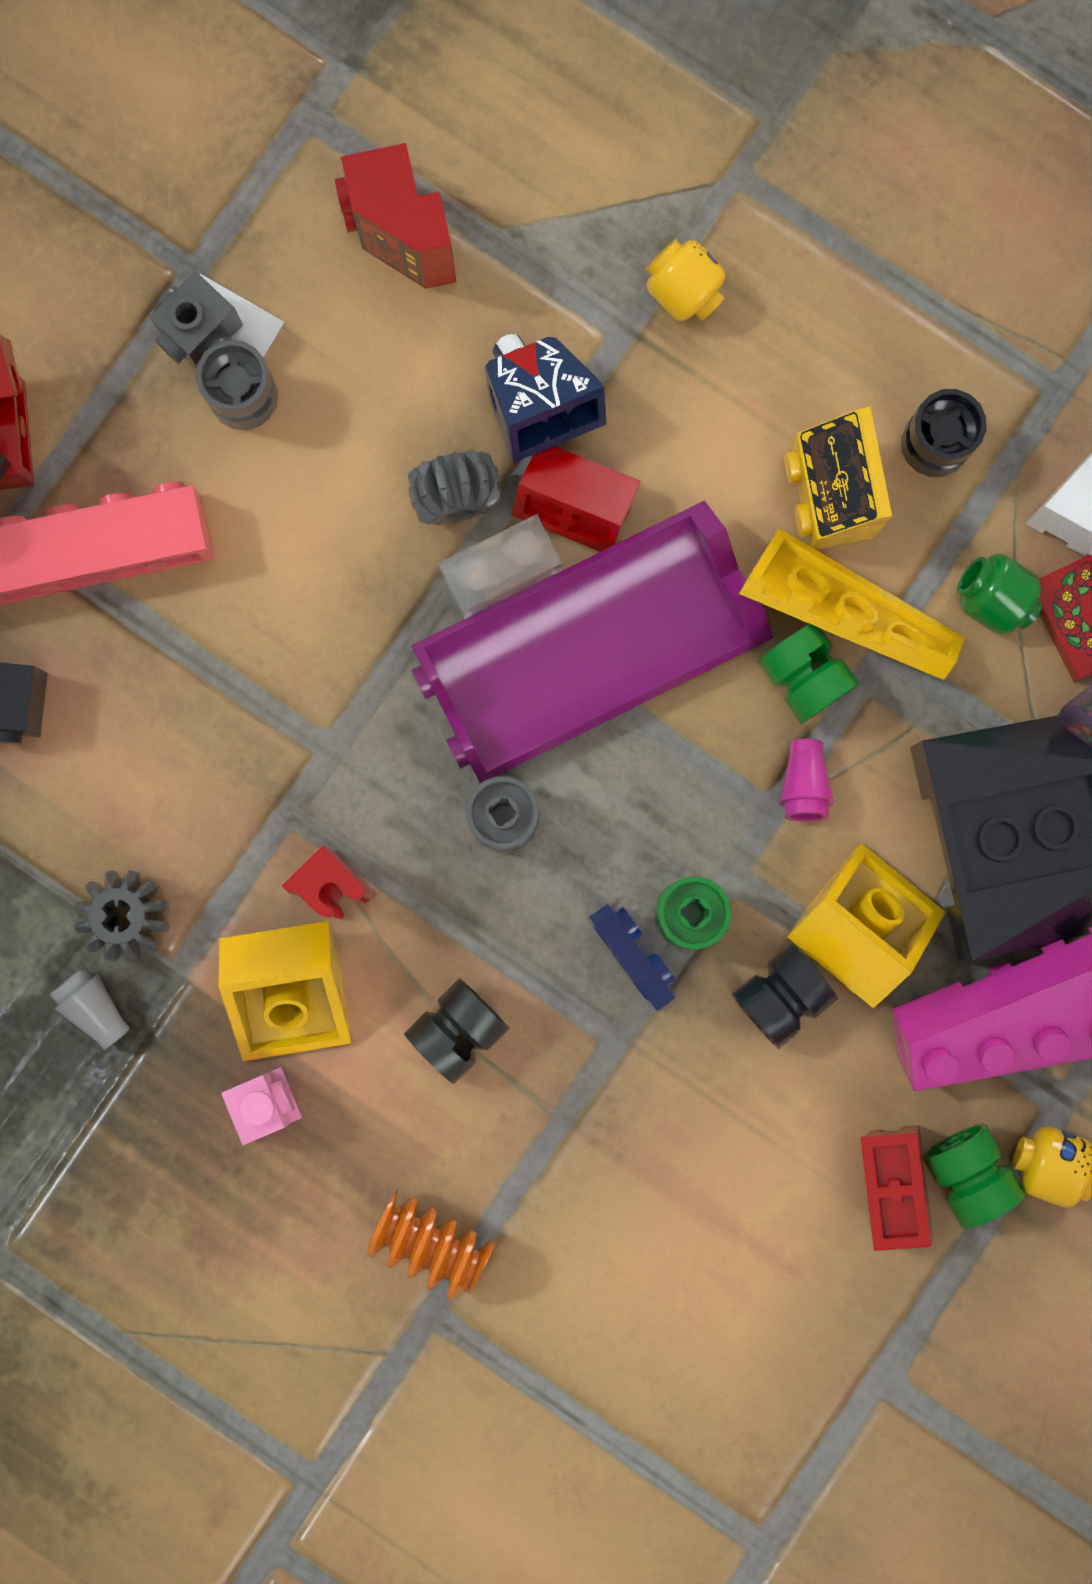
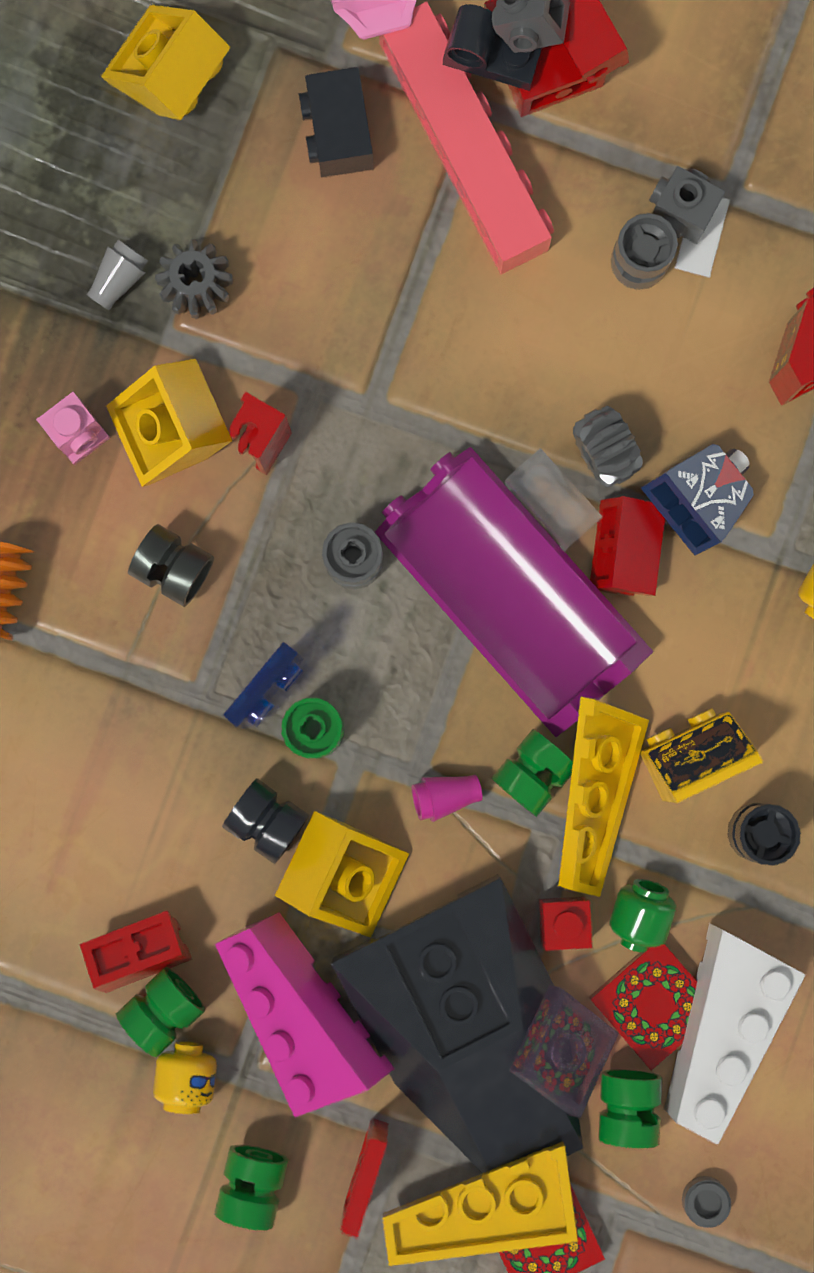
camera: 75 degrees right, 0 degrees up
(988, 683) = (565, 923): none -> red brick

